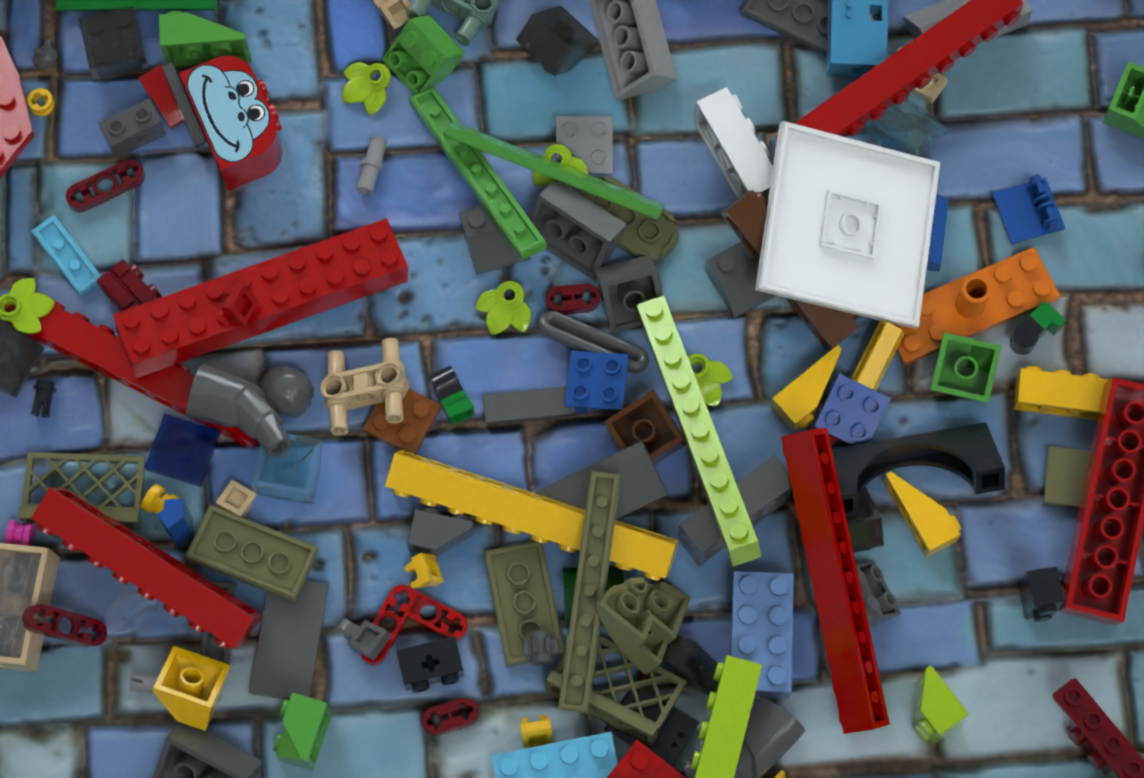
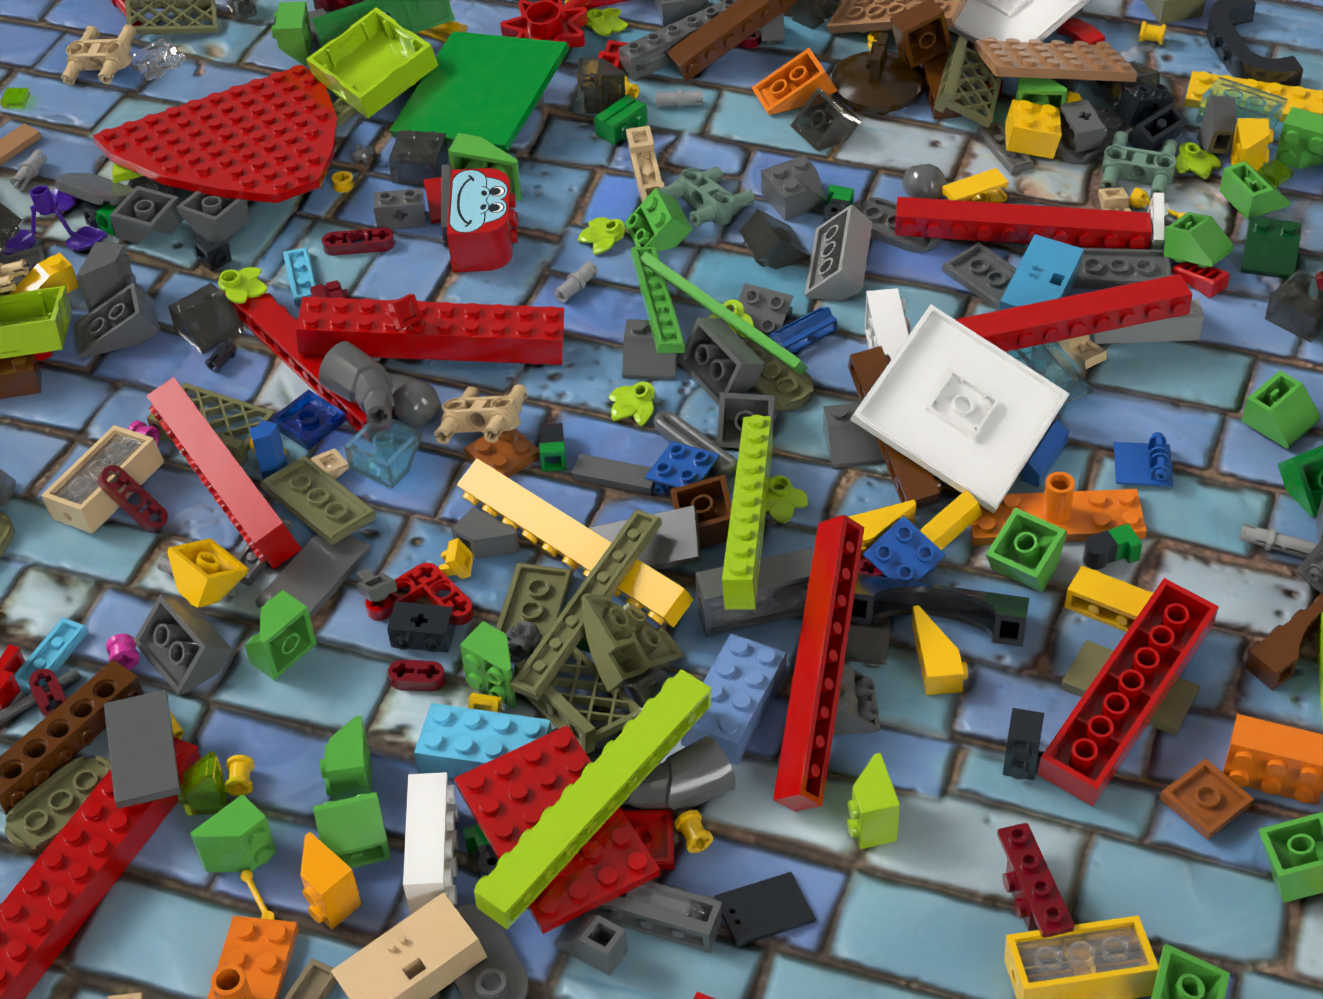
camera: 25 degrees right, 25 degrees down
(525, 687) = (488, 663): none -> bright green slope
(573, 292) = (696, 412): dark red beam -> none
(637, 151) = (806, 330): none -> blue piece

